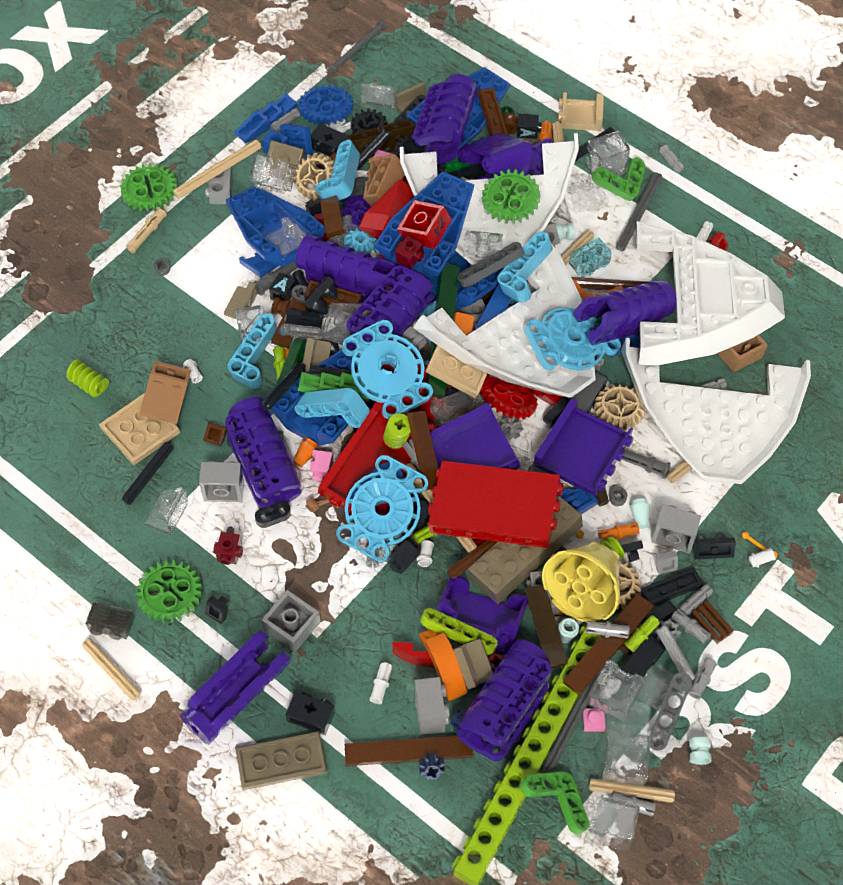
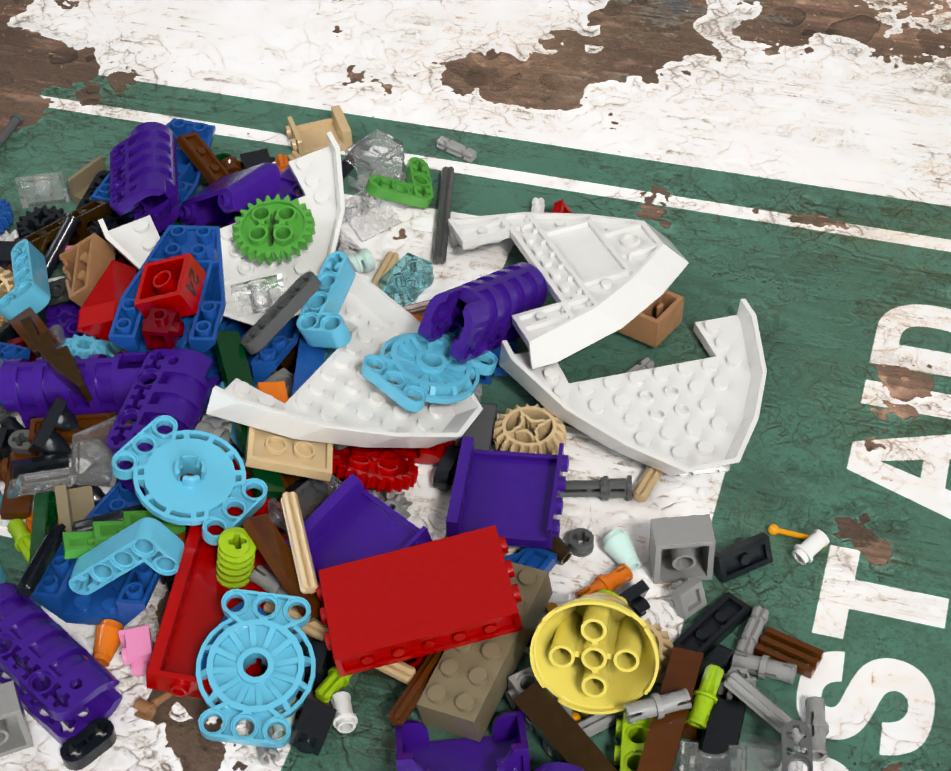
camera: 20 degrees left, 15 degrees down
(338, 252) = (58, 360): none -> dark brown slope
(438, 436) = (299, 543): none -> tan axle
(568, 630) = (600, 730): light aqua cone -> none

